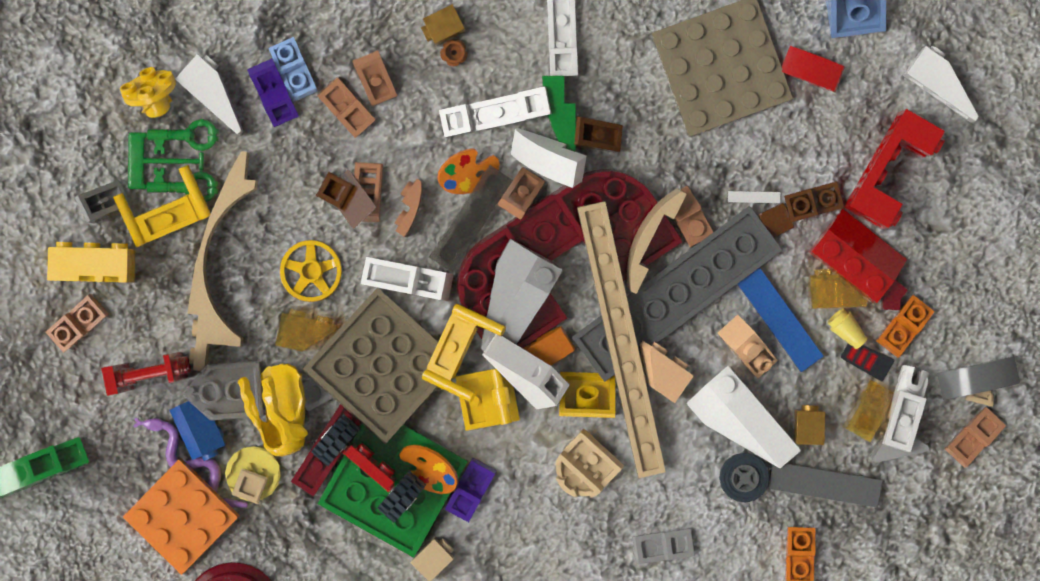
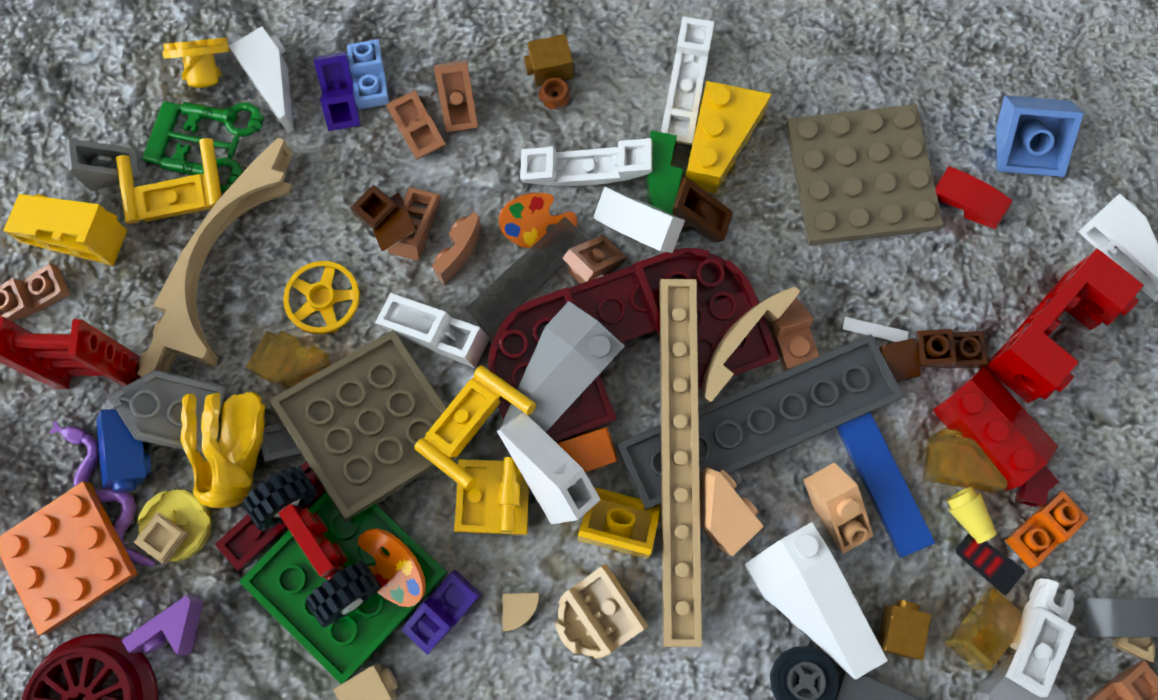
camera: 10 degrees right, 15 degrees down
(281, 543) = (175, 623): none -> medium lavender slope
(526, 475) = (518, 609): none -> tan tile
(599, 59) = (722, 130): none -> yellow wedge

